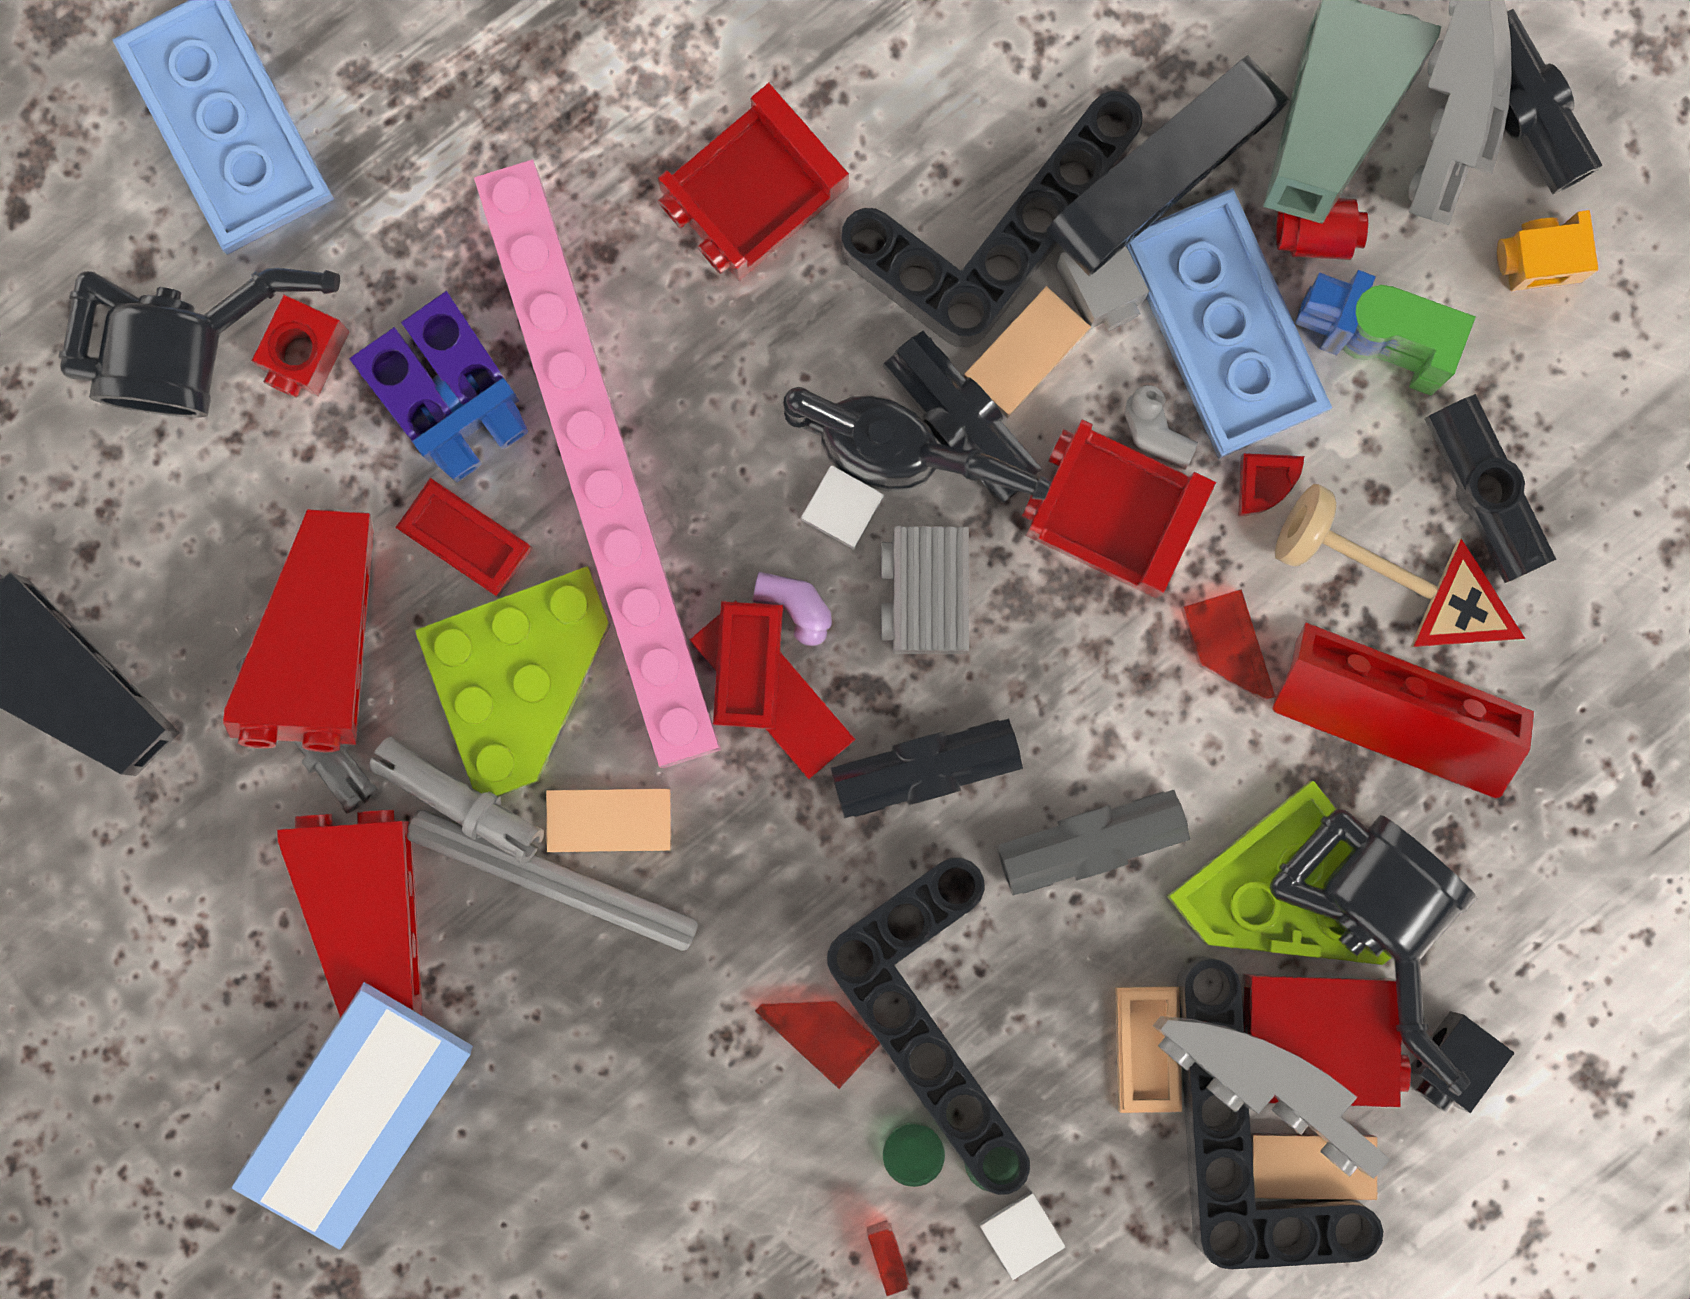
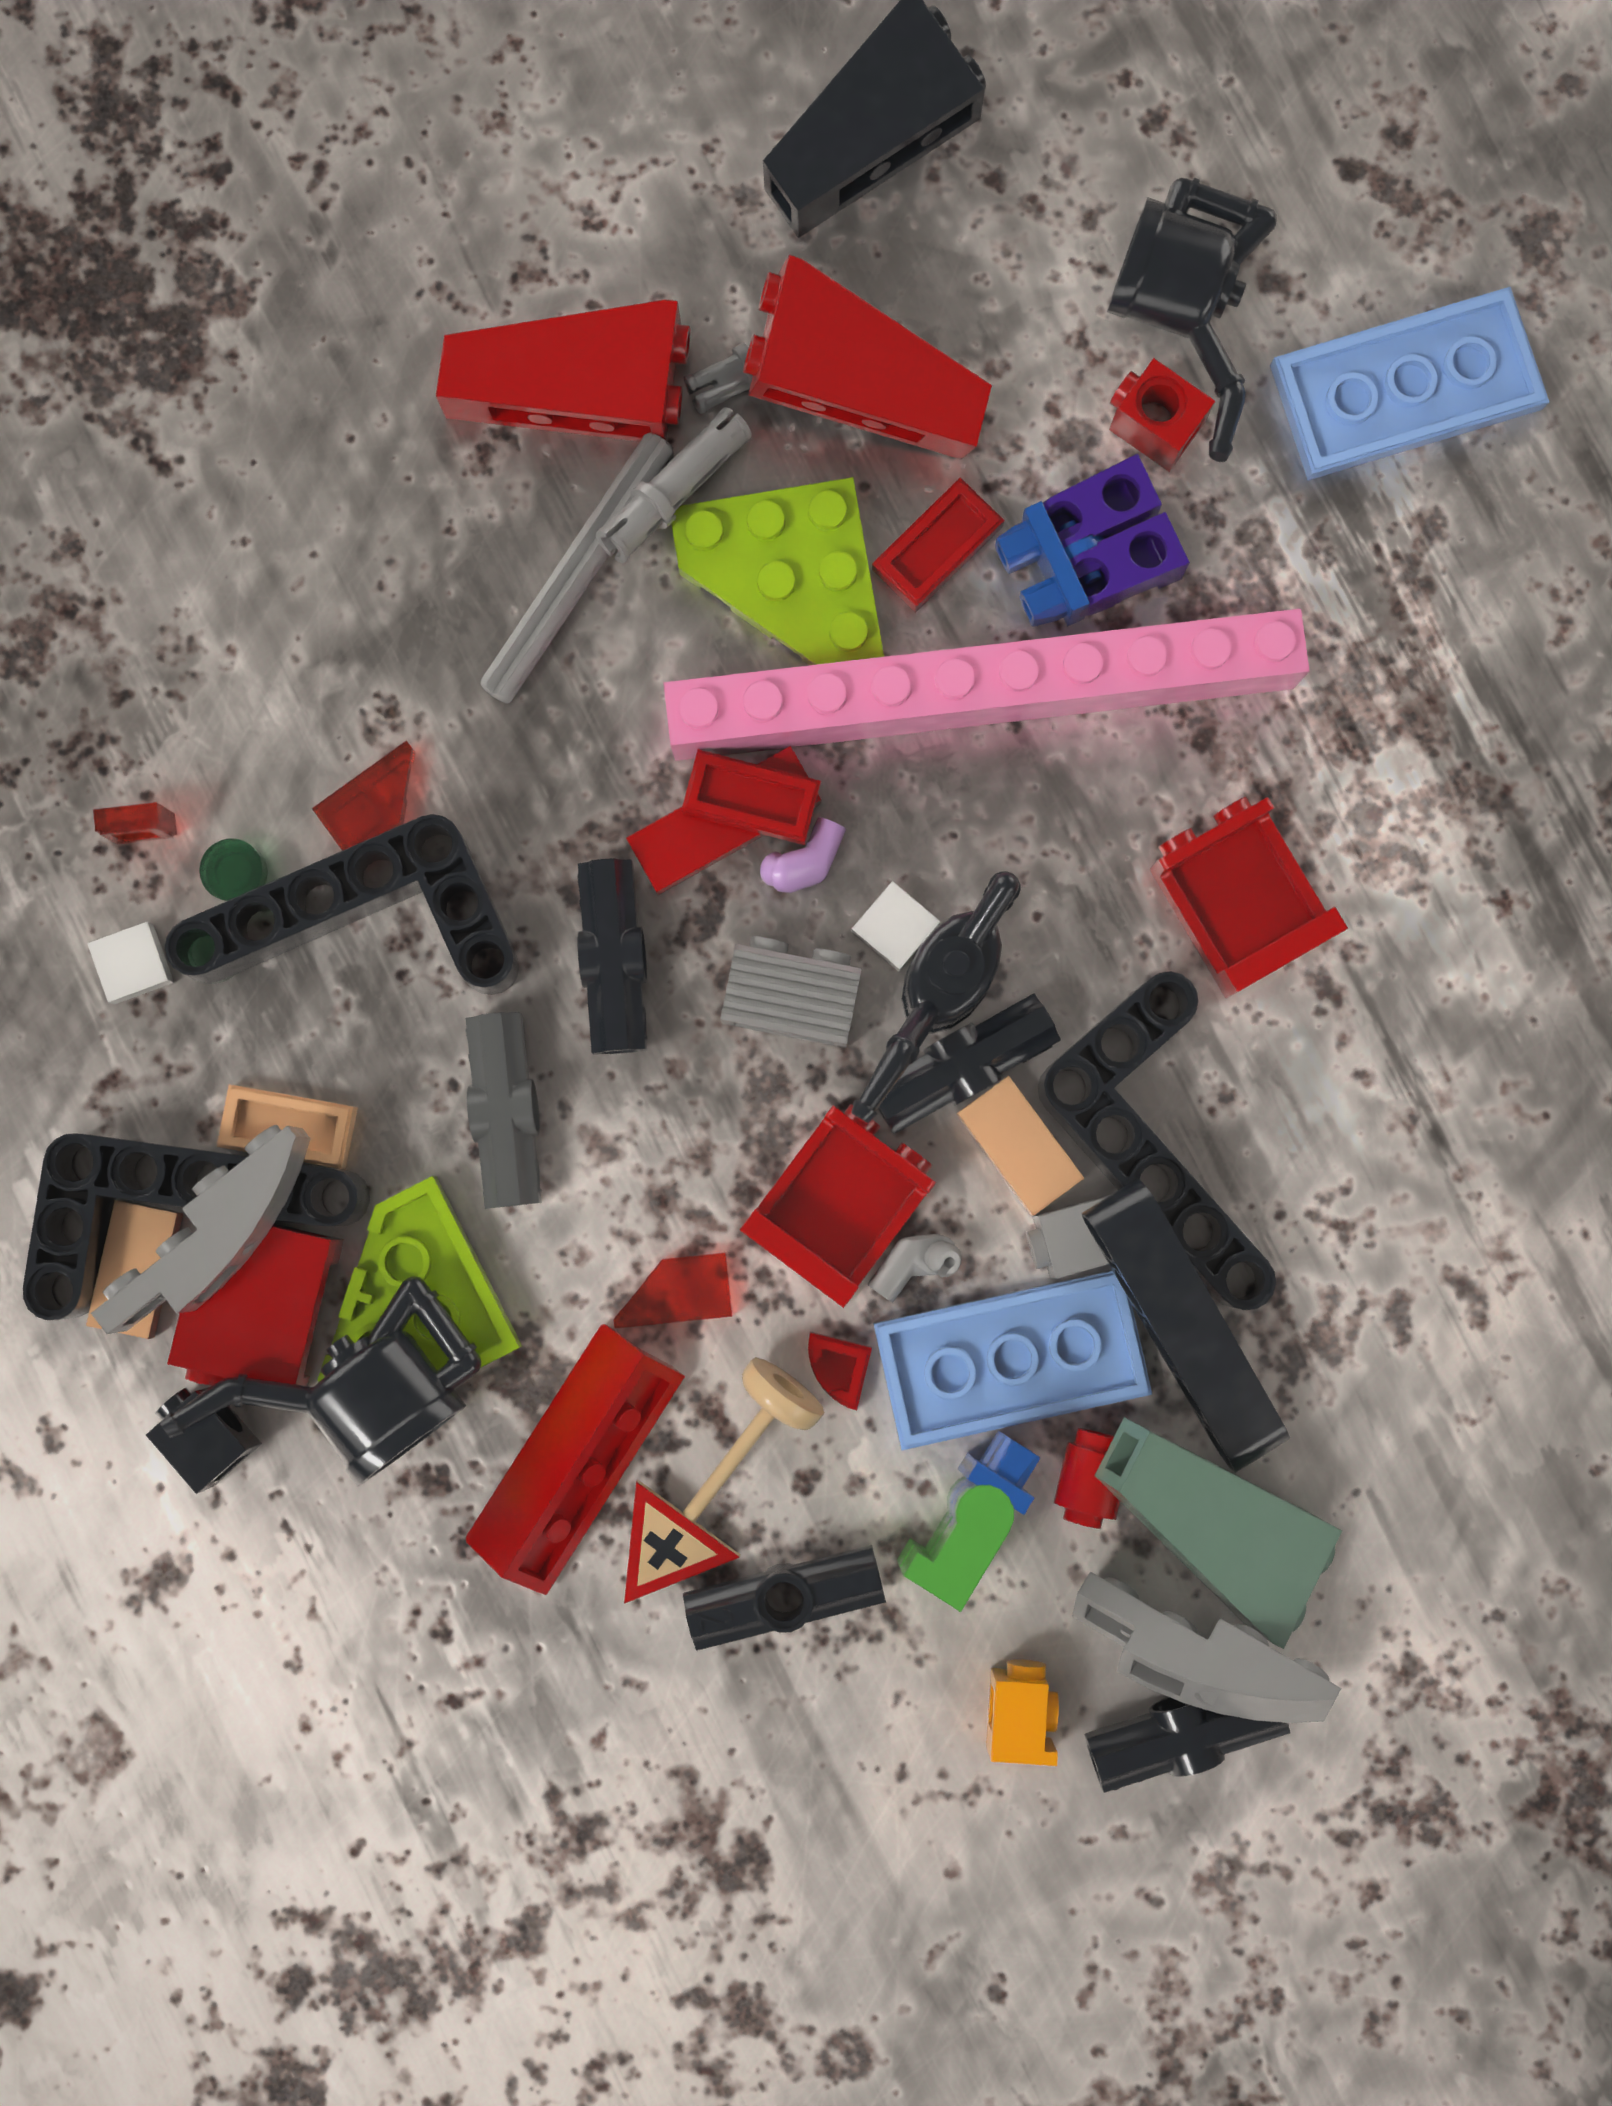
camera: 110 degrees right, 0 degrees up
(352, 1116) = (383, 326): tile -> none
(608, 820) = (625, 634): light nougat tile -> none

